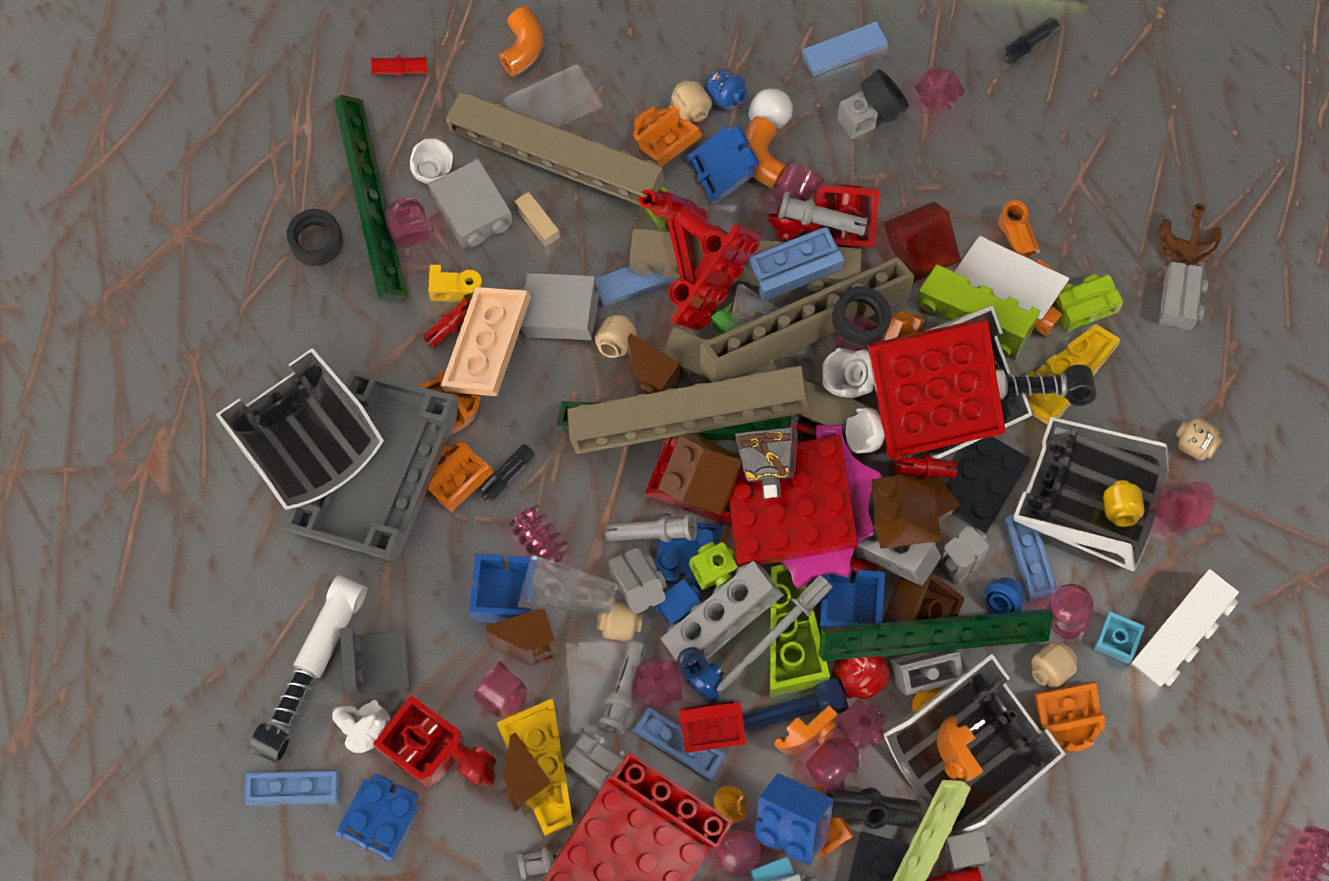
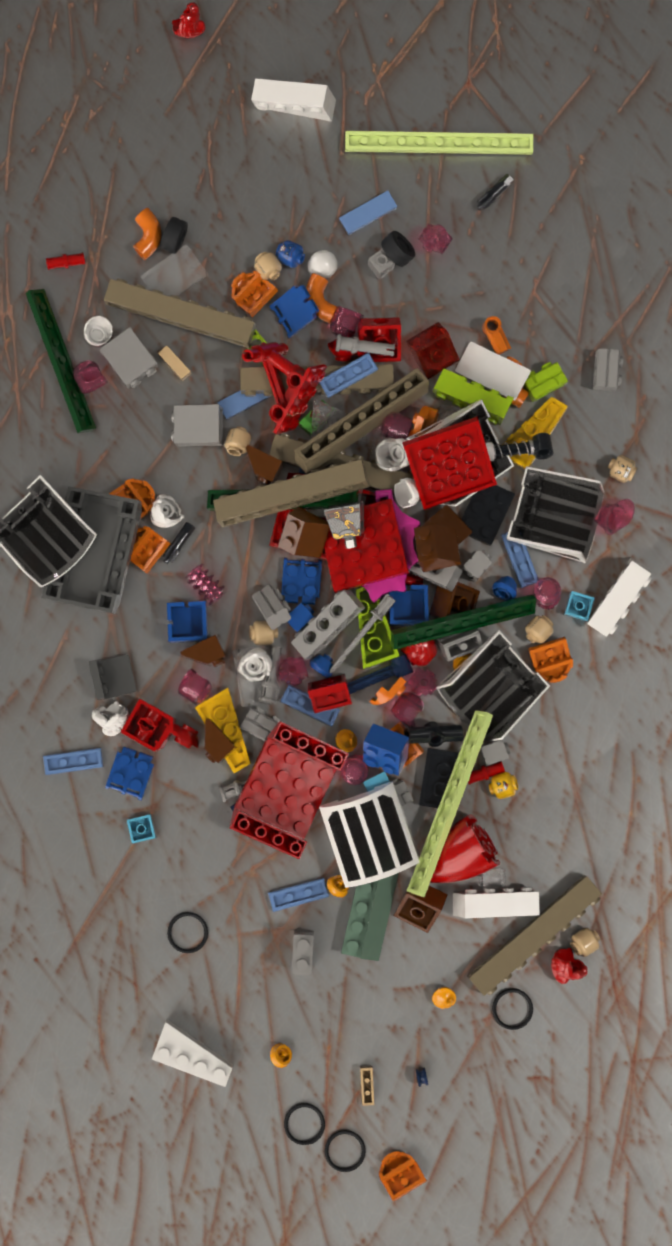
camera: 10 degrees left, 15 degrees up
(304, 220) = (23, 380): black tyre -> none
(342, 601) = (85, 643): piece -> none
(448, 324) = (126, 444): red pin -> none
(452, 286) = (126, 418): yellow leg -> none
(486, 341) = (153, 458): light nougat plate -> none
(503, 428) = (171, 515): none -> white hair
(560, 45) = (174, 235): none -> black tyre
(564, 588) = (226, 620): clear wing -> none
(610, 661) = (261, 661): none -> white hair
(664, 528) = (285, 571): light grey pin -> none
(687, 656) = (312, 657): dark blue bush -> none
(709, 574) = (313, 595): lime brick -> none
(801, 276) = (355, 390): medium blue tile -> none
(875, 301) = (407, 406): black tyre -> none
(926, 467) = (447, 511): red pin -> none
(954, 752) = (479, 690): orange slope -> none
(1123, 503) = (576, 519): yellow head -> none
(1192, 248) = (610, 339): reddish brown helmet -> none

